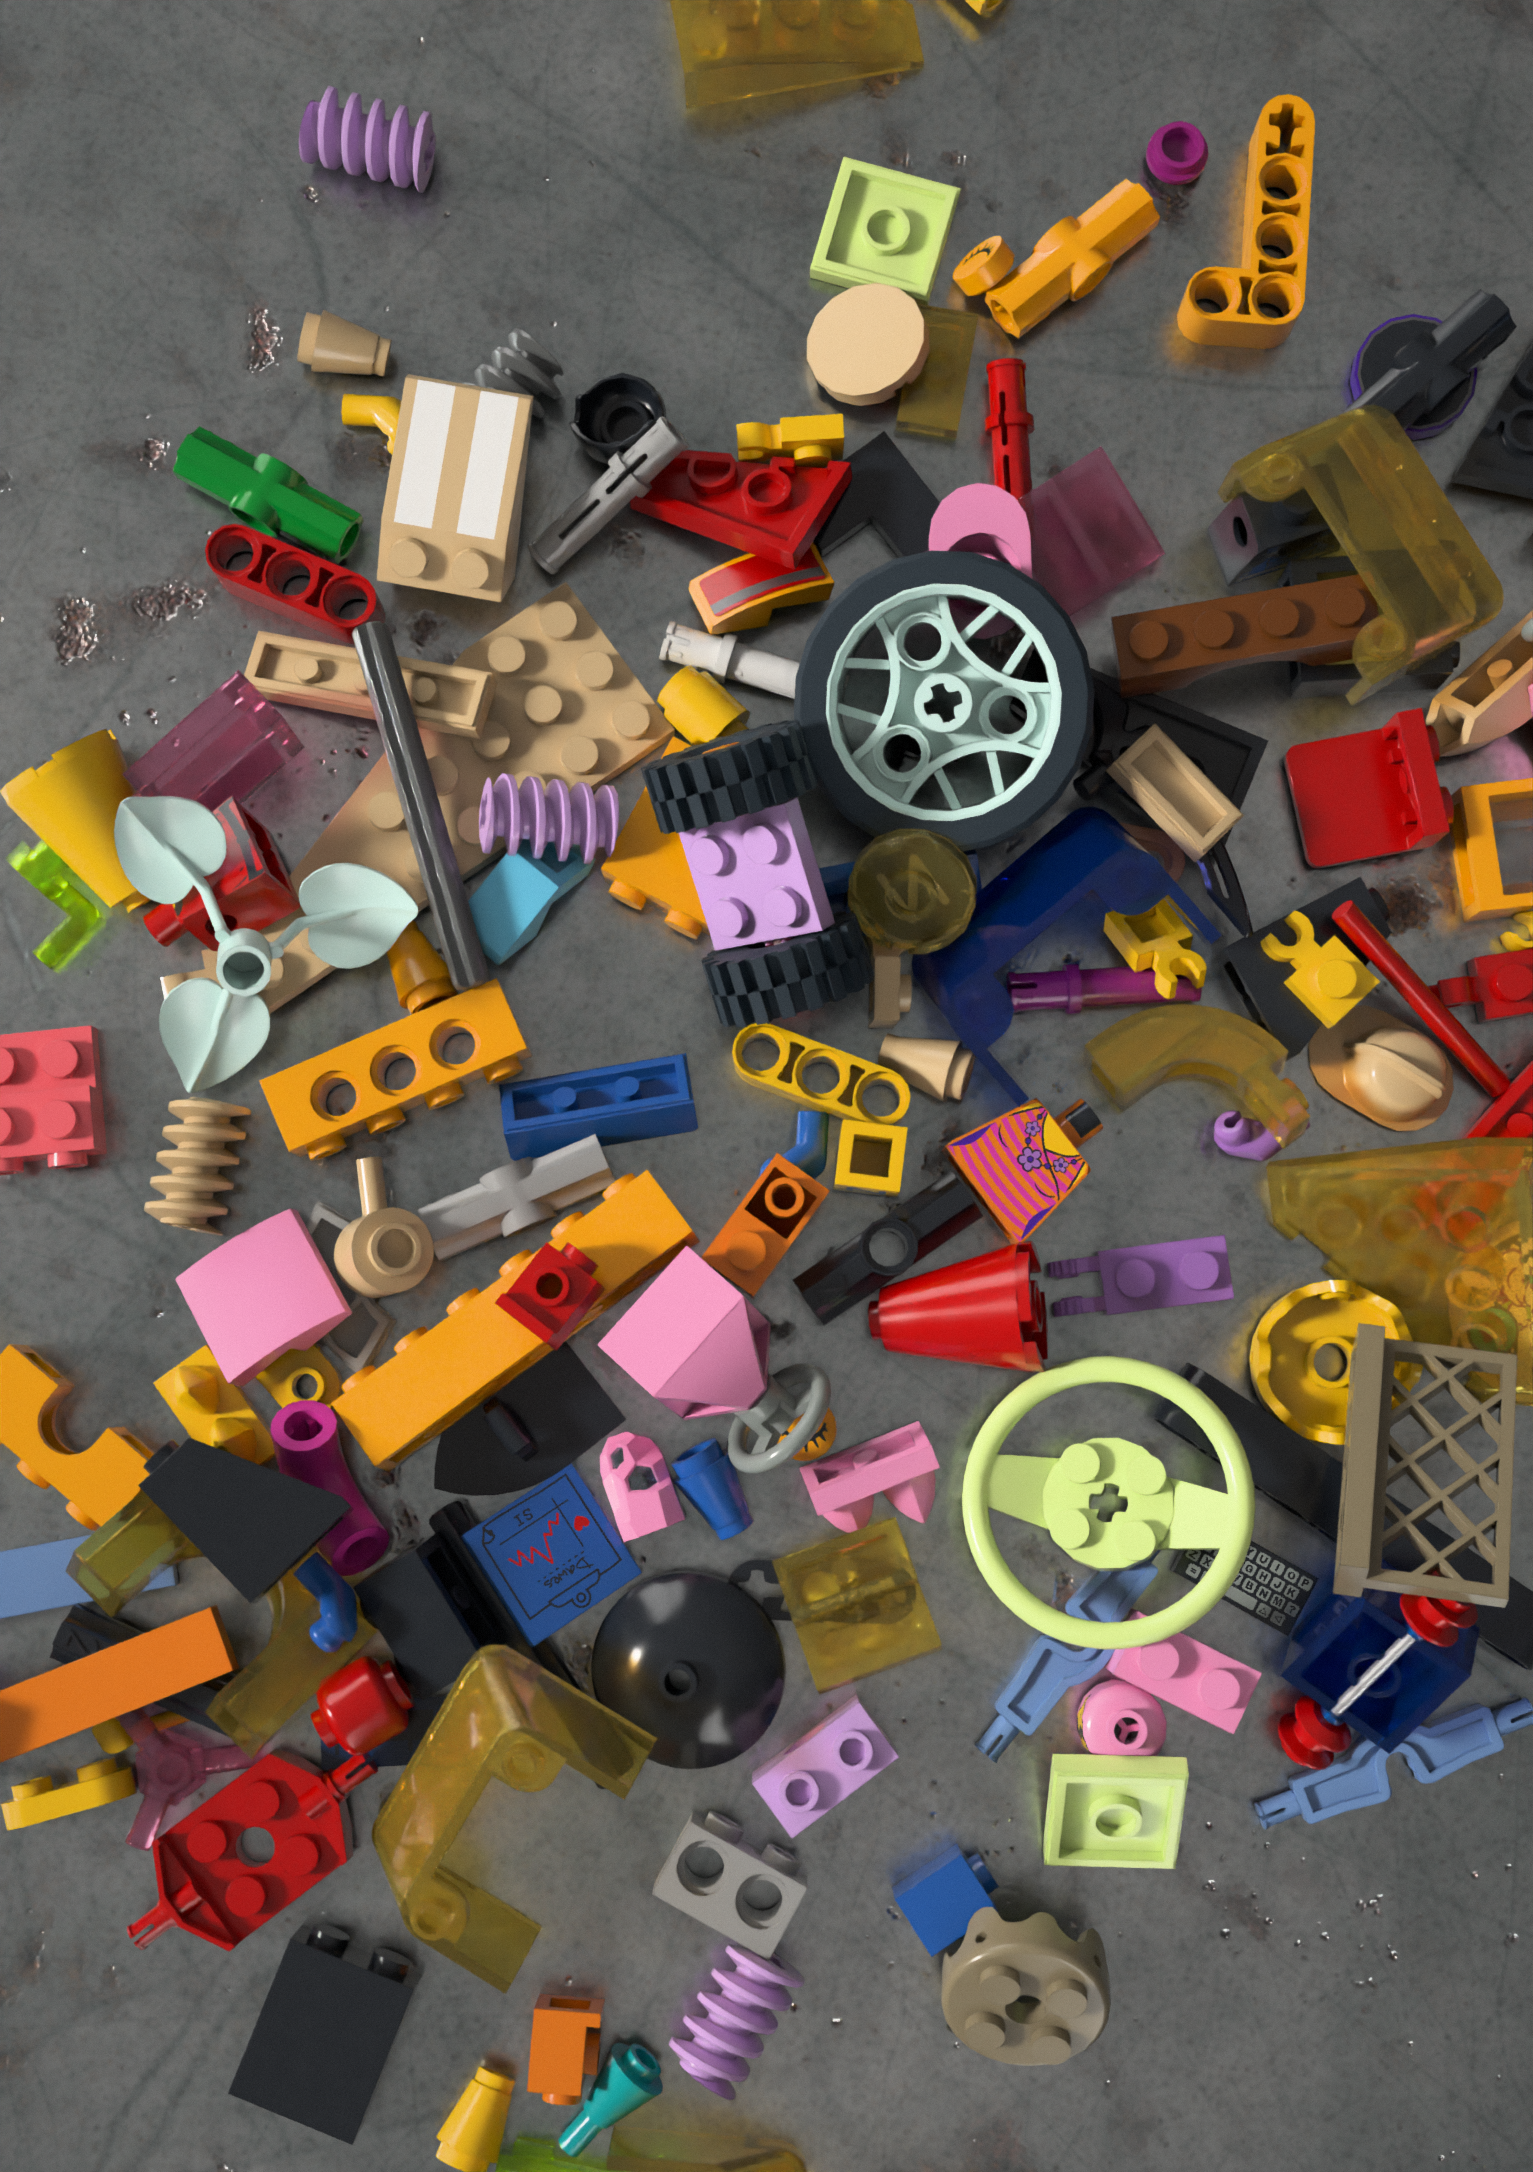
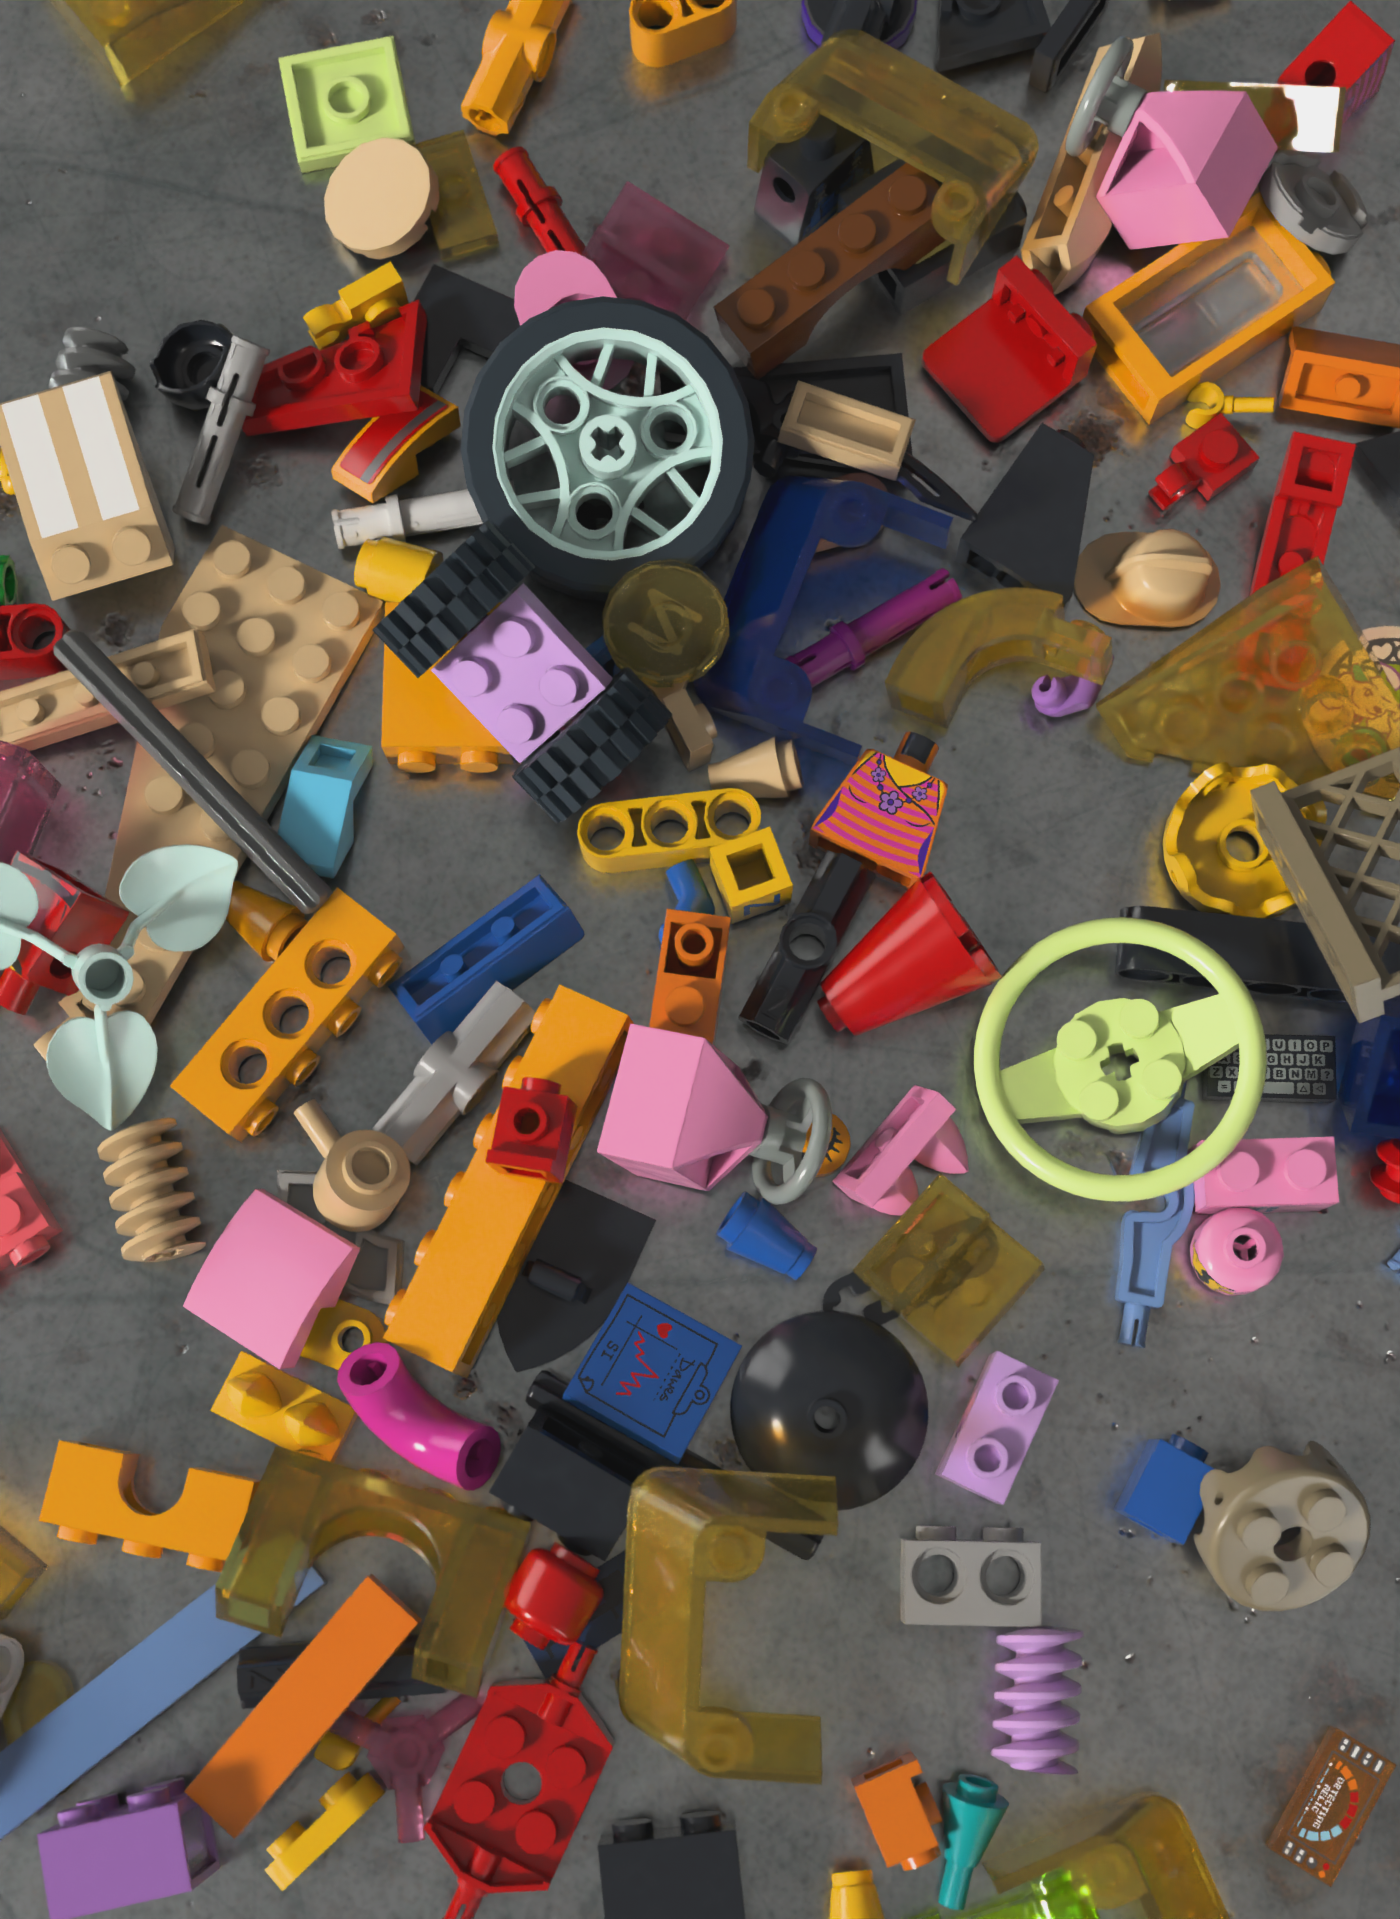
camera: 25 degrees left, 5 degrees down
(241, 1513) = (352, 1471): black slope -> none
(336, 1601) = (480, 1511): blue arm -> none
(548, 816) = (311, 721): lavender piece -> none
(639, 1486) = (699, 1270): bright pink rock -> none
(984, 266) = (447, 87): light orange tile -> none
(1115, 1810) = (1272, 1329): yellowish green tile -> none
(1150, 1277) = (1046, 856): medium lavender hinge -> none
(1159, 942) = (897, 565): yellow plate -> none
(1326, 977) = (1060, 518): yellow plate -> none
(1421, 998) = (1149, 498): red bar -> none

